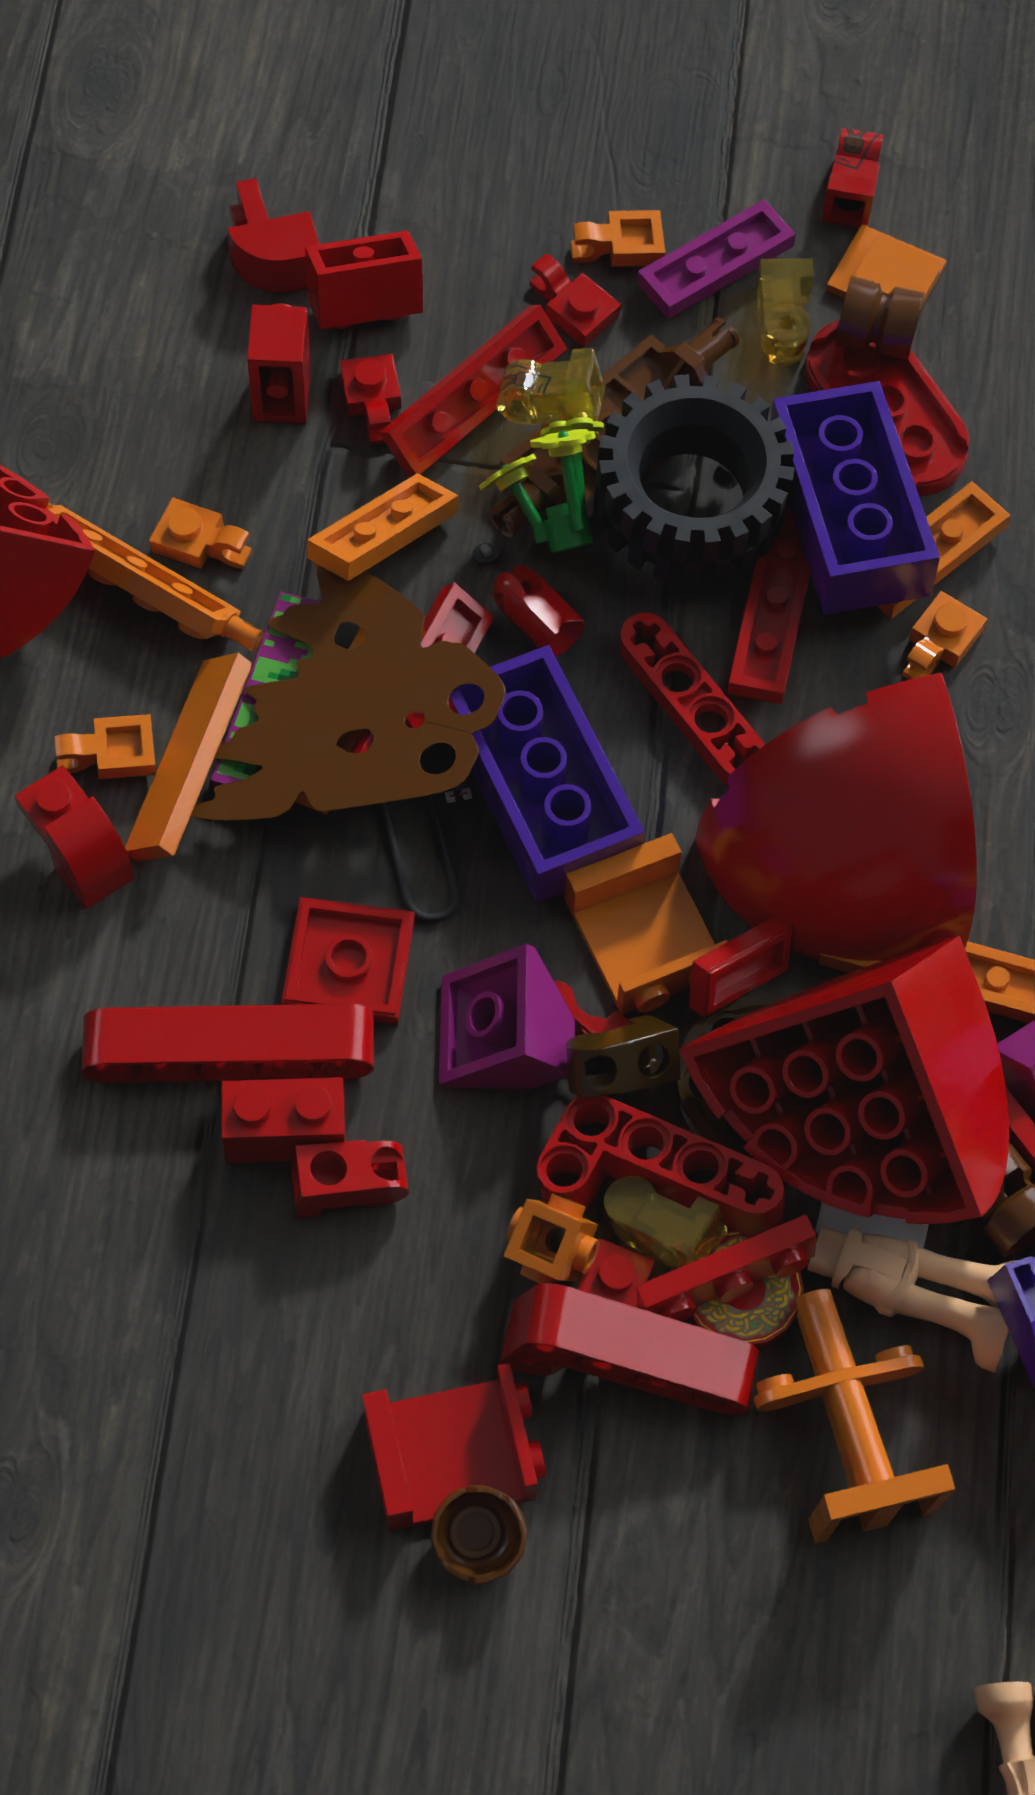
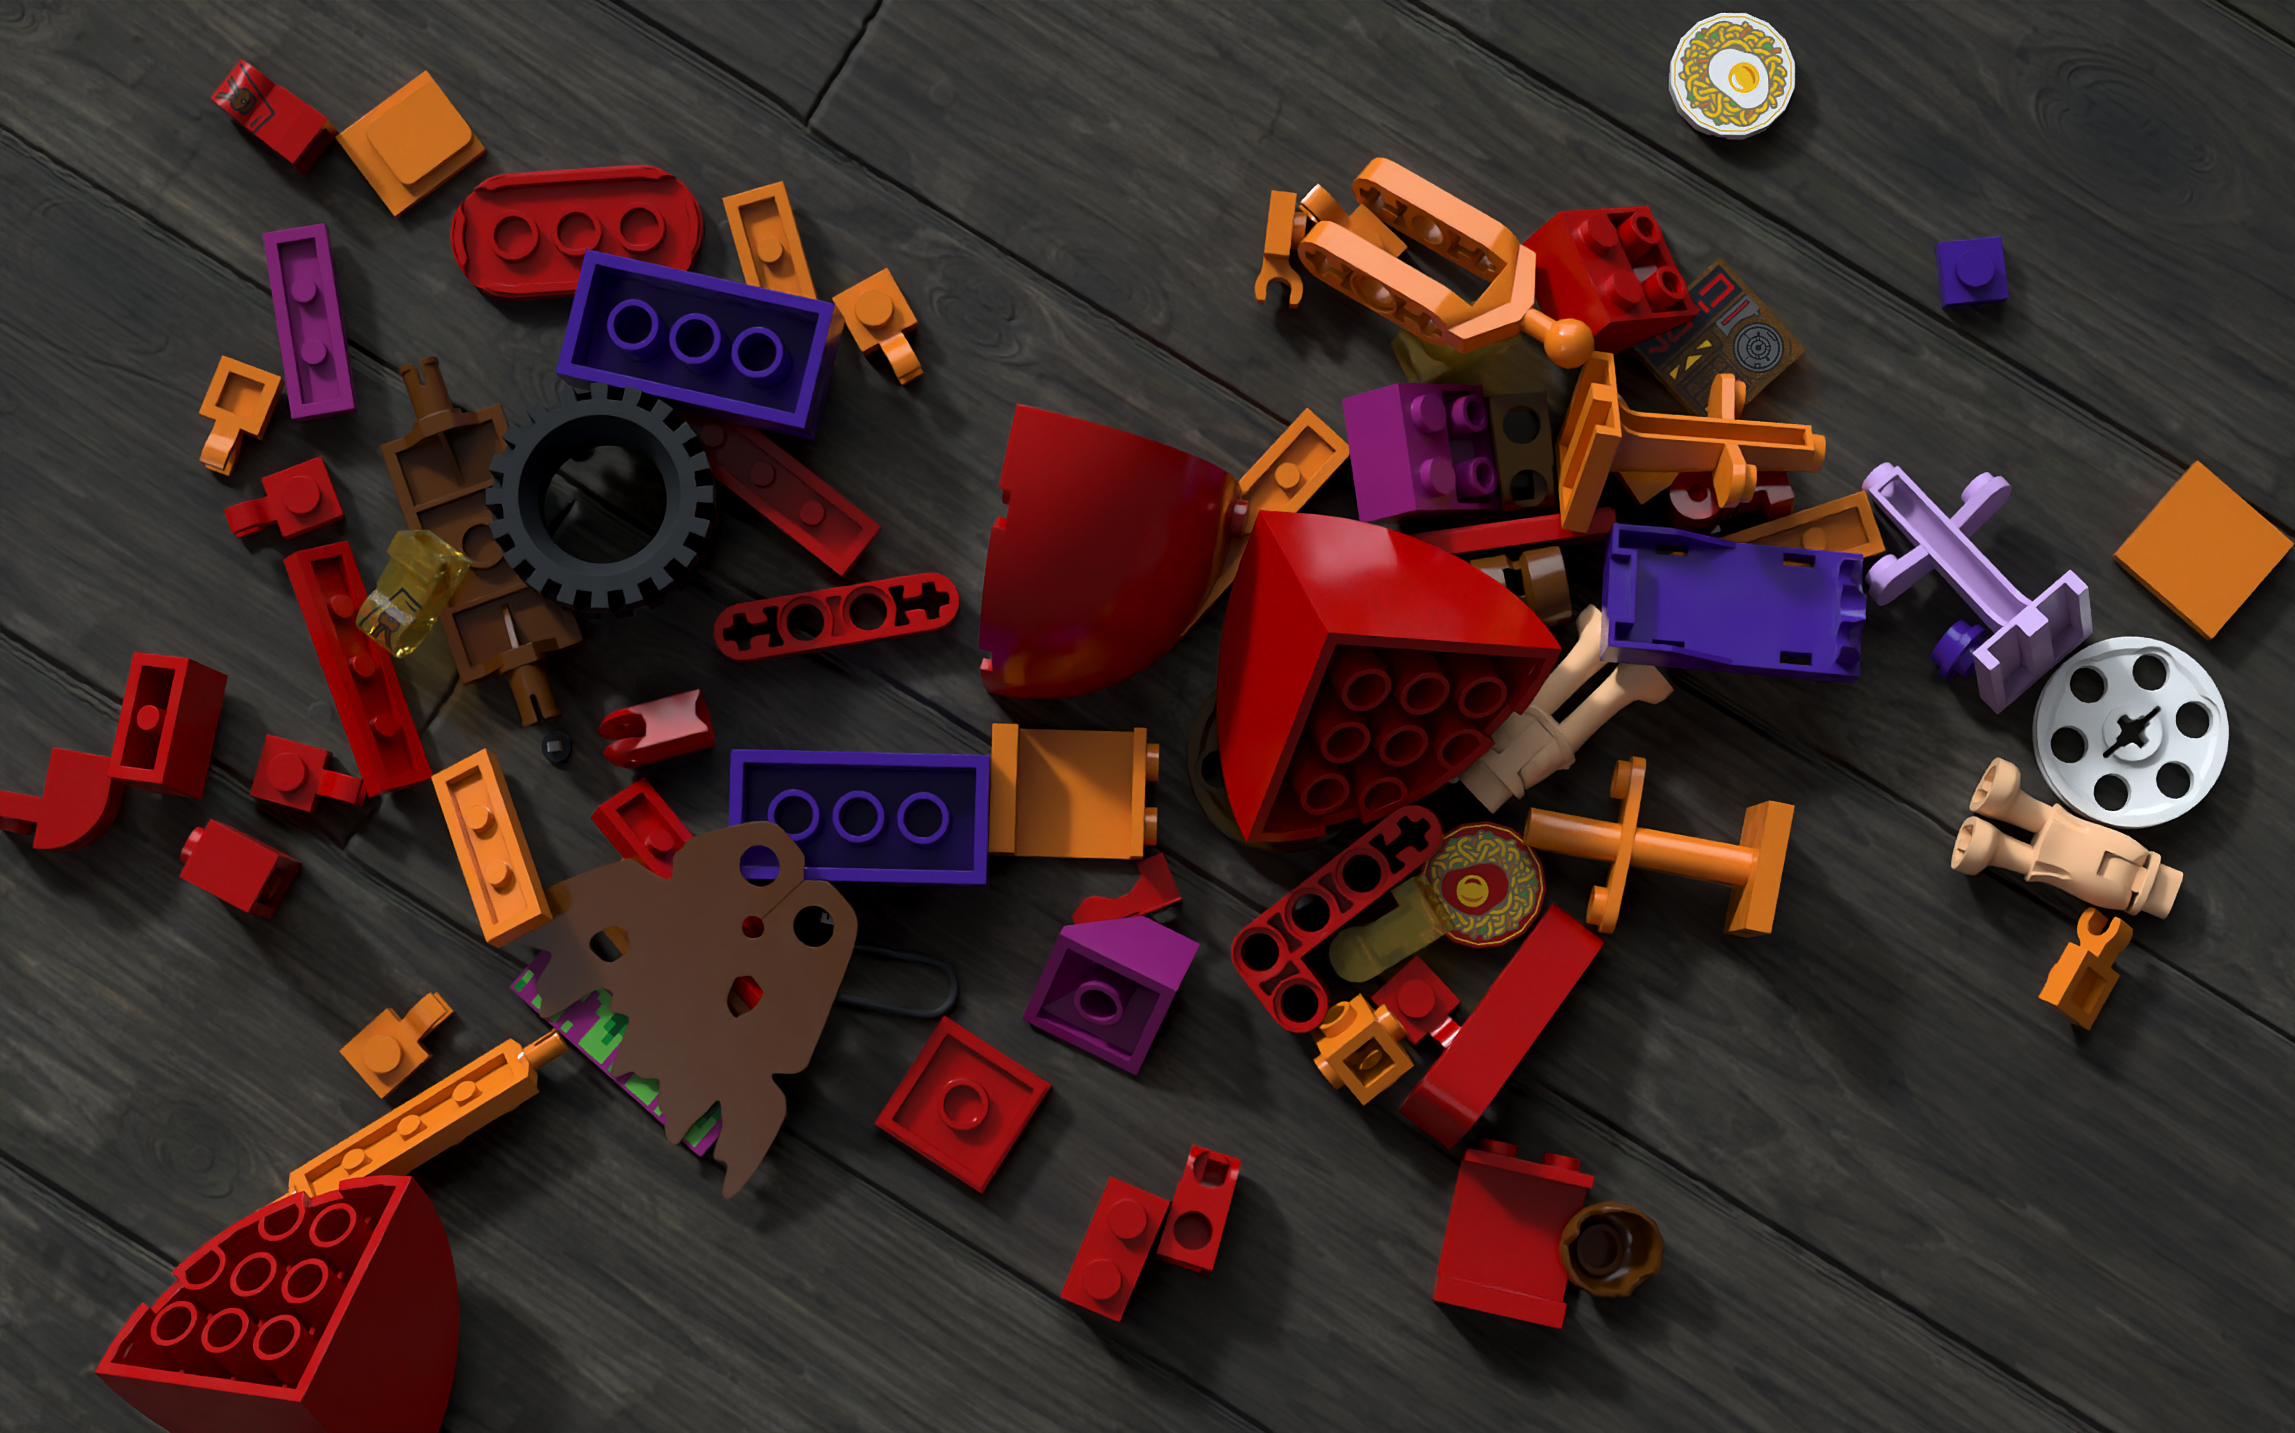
camera: 60 degrees left, 20 degrees up
(79, 836) = (706, 1326): red brick -> none
(118, 747) = (619, 1236): orange plate -> none
(188, 757) = (663, 1168): orange tile -> none
(227, 1043) = (1003, 1266): red beam -> none
(568, 522) = (582, 652): plant -> none
(623, 1058) = (1211, 890): dark brown leg -> none
(730, 1271) = (1475, 899): red plate -> none
(740, 965) = (1164, 725): red tile -> none
(782, 321) = (430, 295): clear yellow leg -> none
(879, 318) = (489, 195): reddish brown wheel -> none

